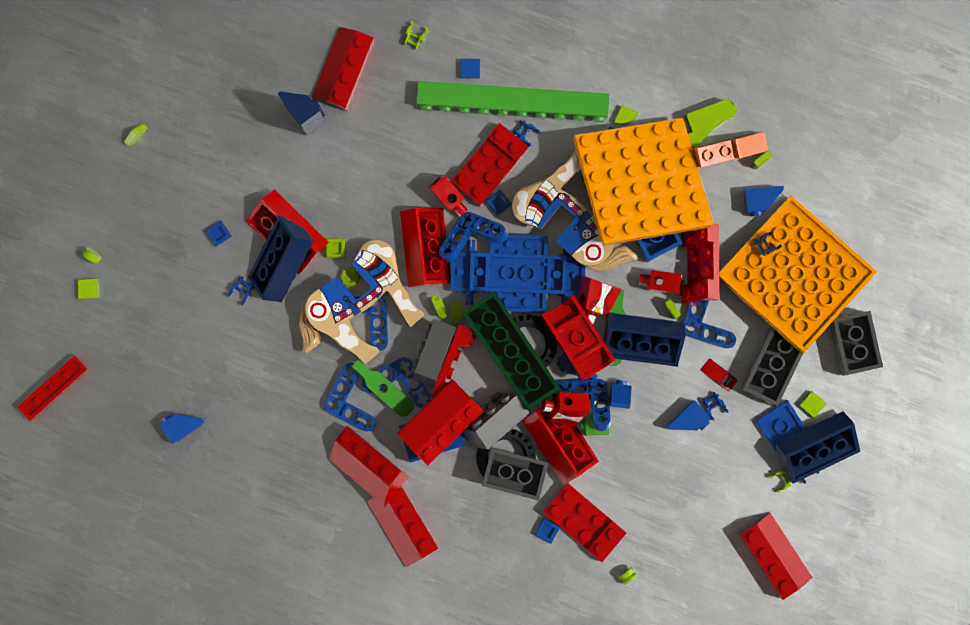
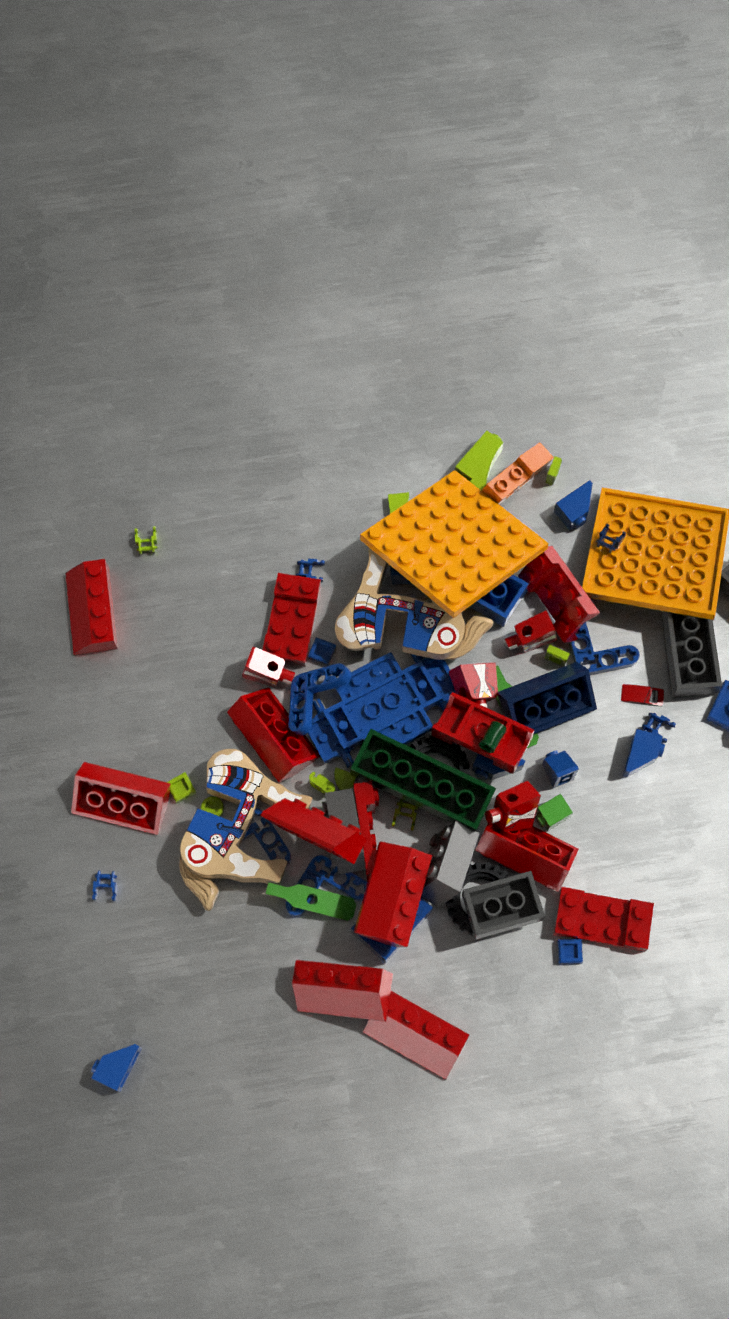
camera: 30 degrees left, 15 degrees down
(218, 233) = (49, 841): blue tile -> none
(280, 259) = (128, 826): dark blue slope -> none
(304, 110) = (69, 661): dark blue slope -> none
(344, 406) = (281, 943): blue beam -> none
(410, 344) = (316, 829): none -> red slope
(470, 68) = (219, 541): blue tile -> none
(484, 359) = (397, 813): none -> lime piece
(512, 100) = (277, 547): bright green brick -> none
(580, 349) = (492, 737): none -> dark green piece
(595, 396) = (539, 779): blue beam -> none
(627, 575) = (682, 949): lime bush -> none

